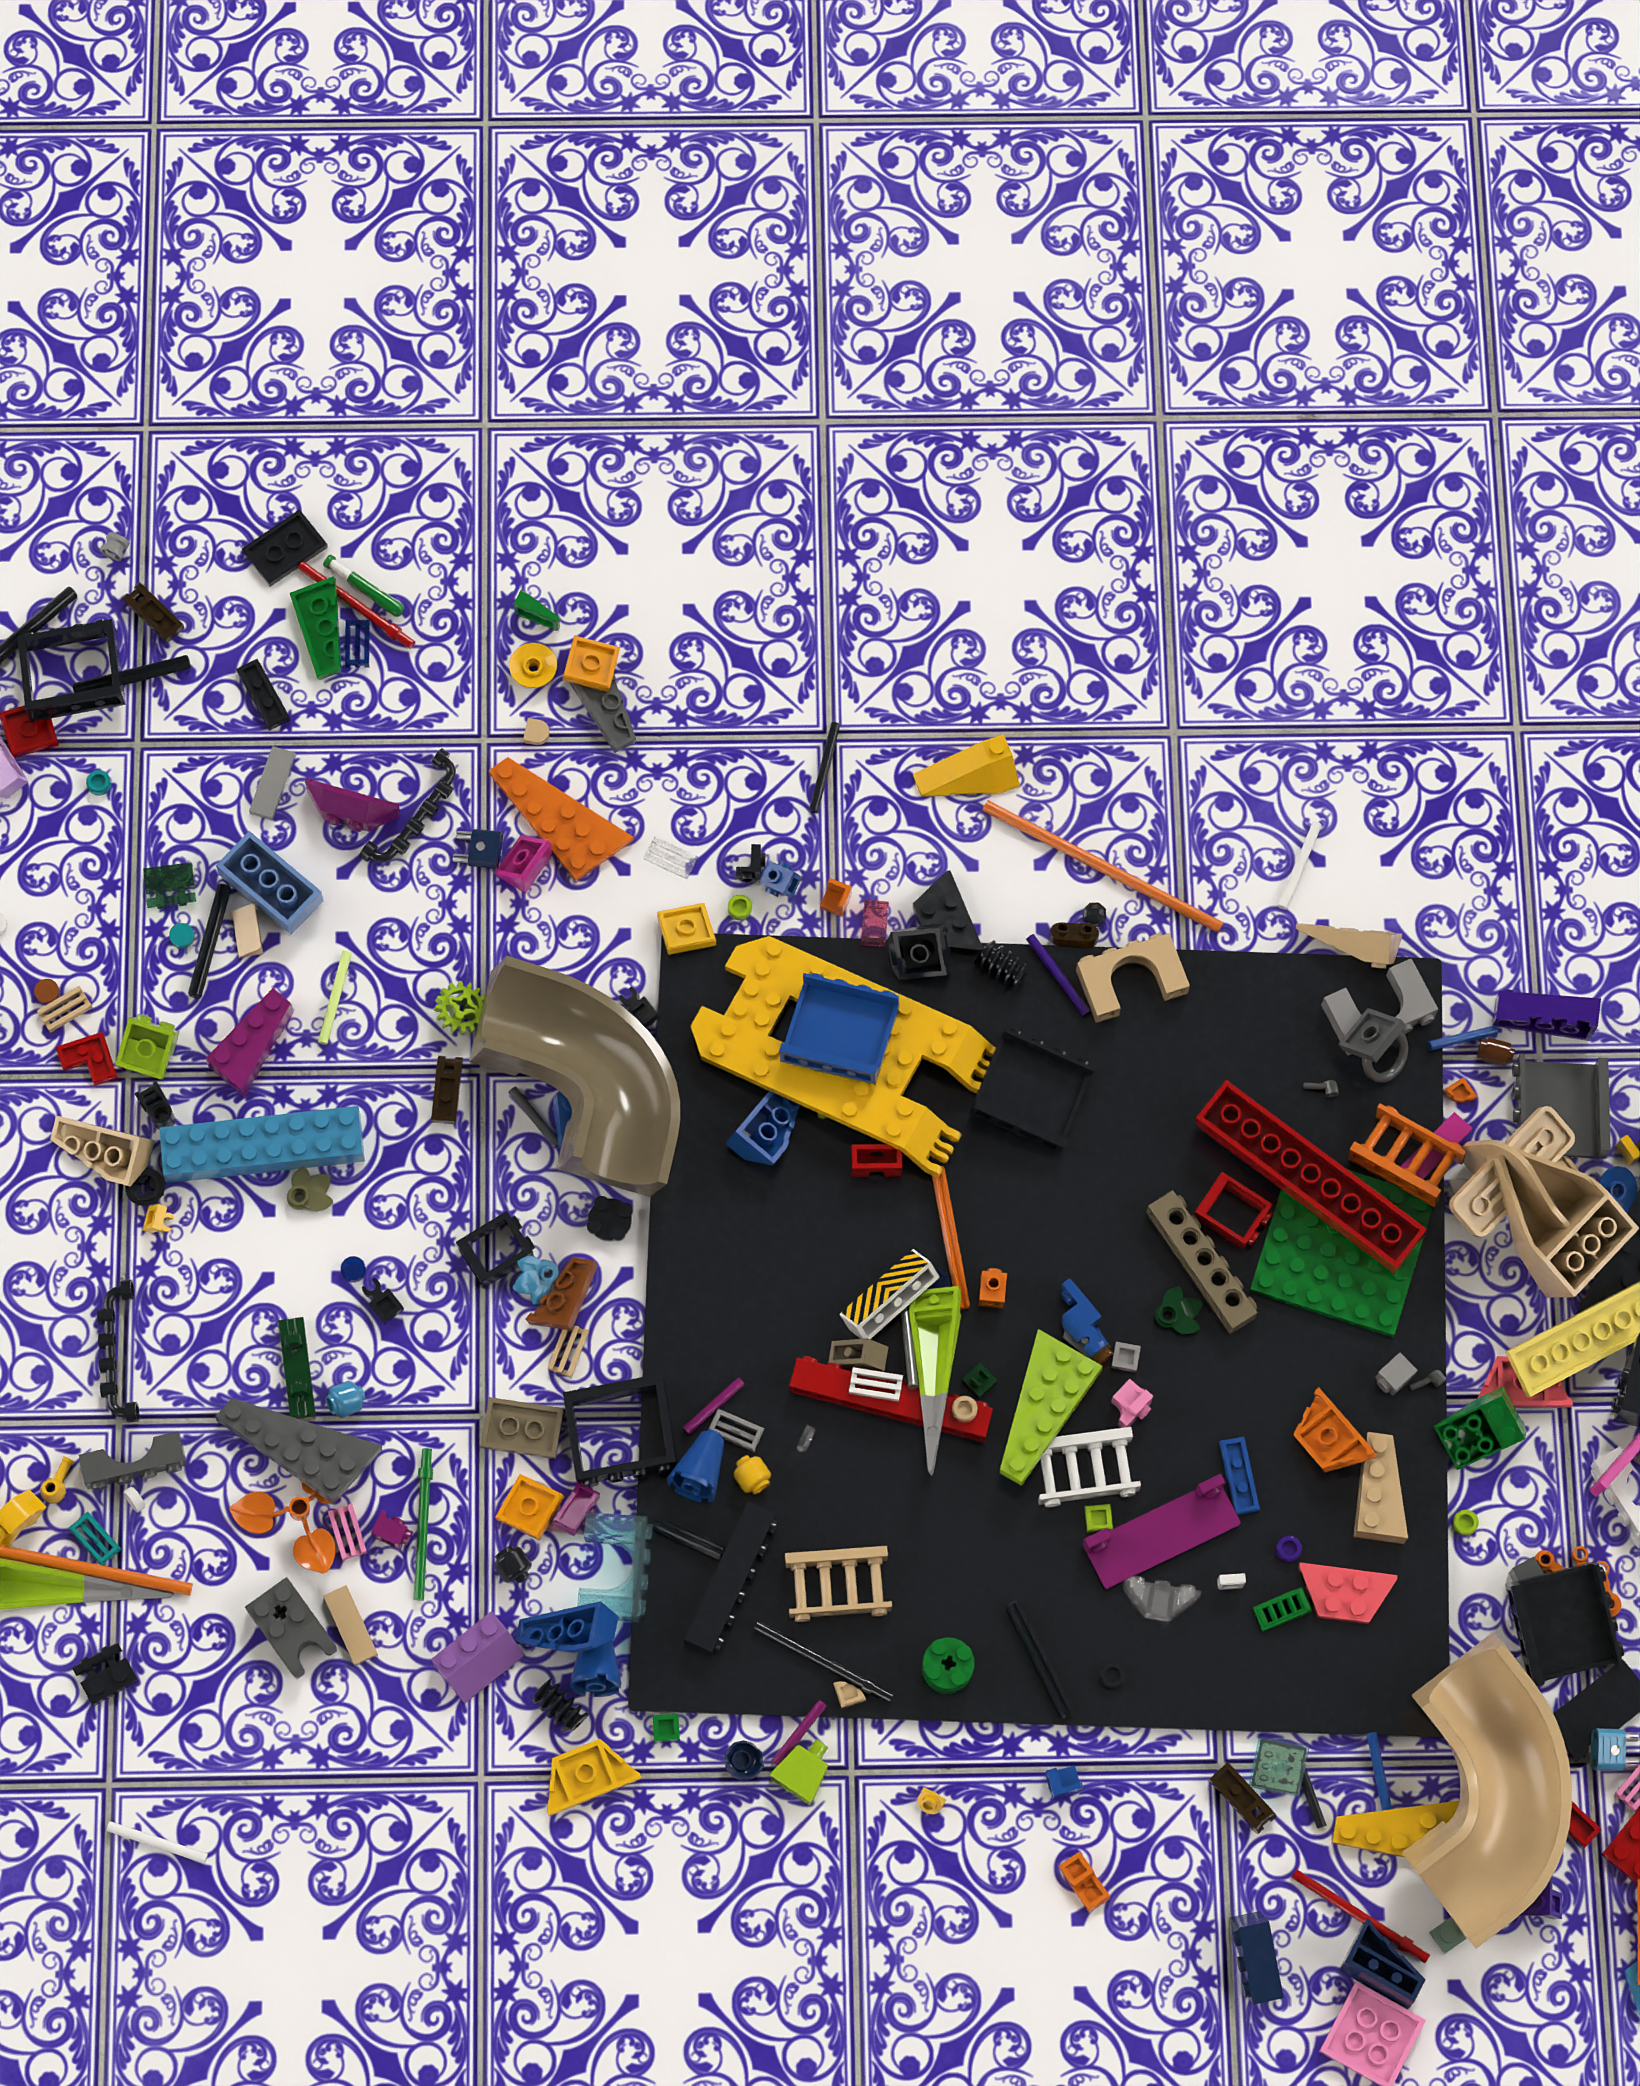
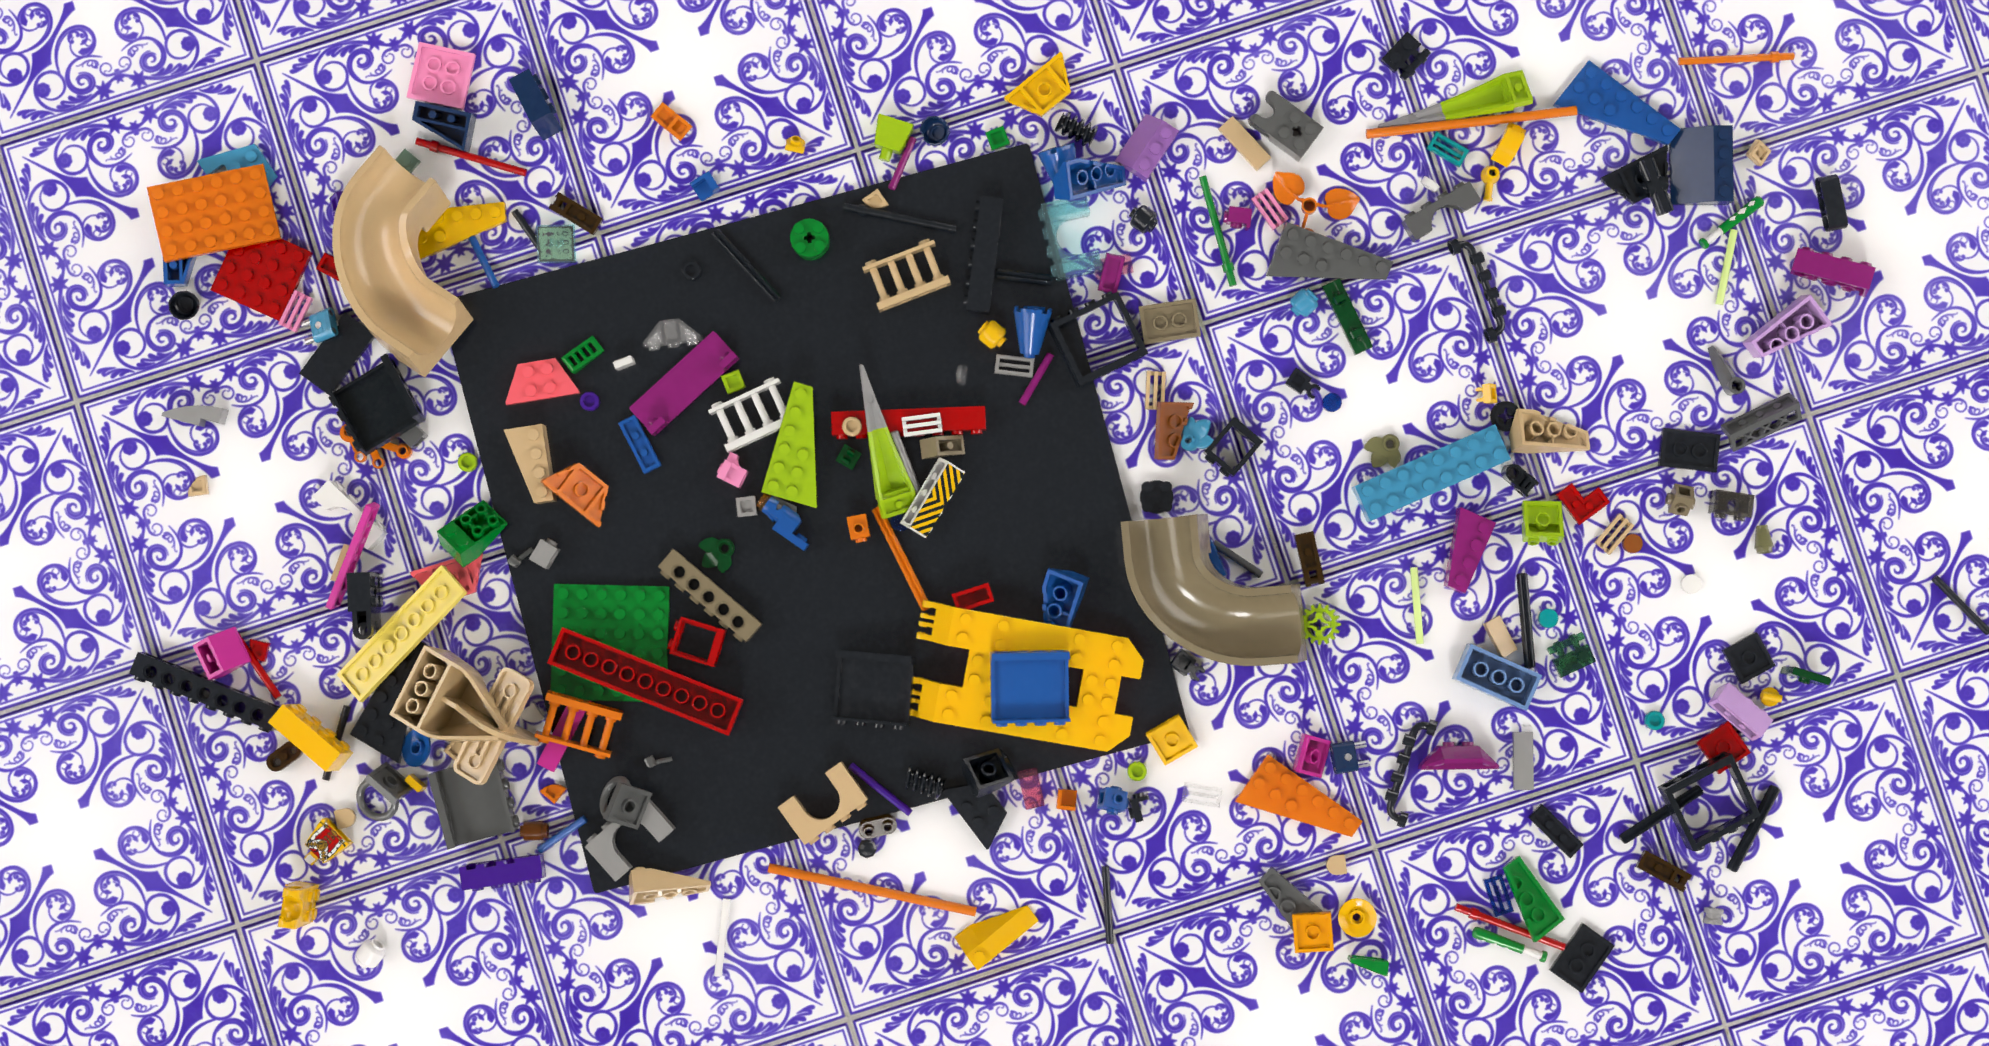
camera: 170 degrees right, 15 degrees up
(529, 1507) = (1145, 265): light orange tile -> none

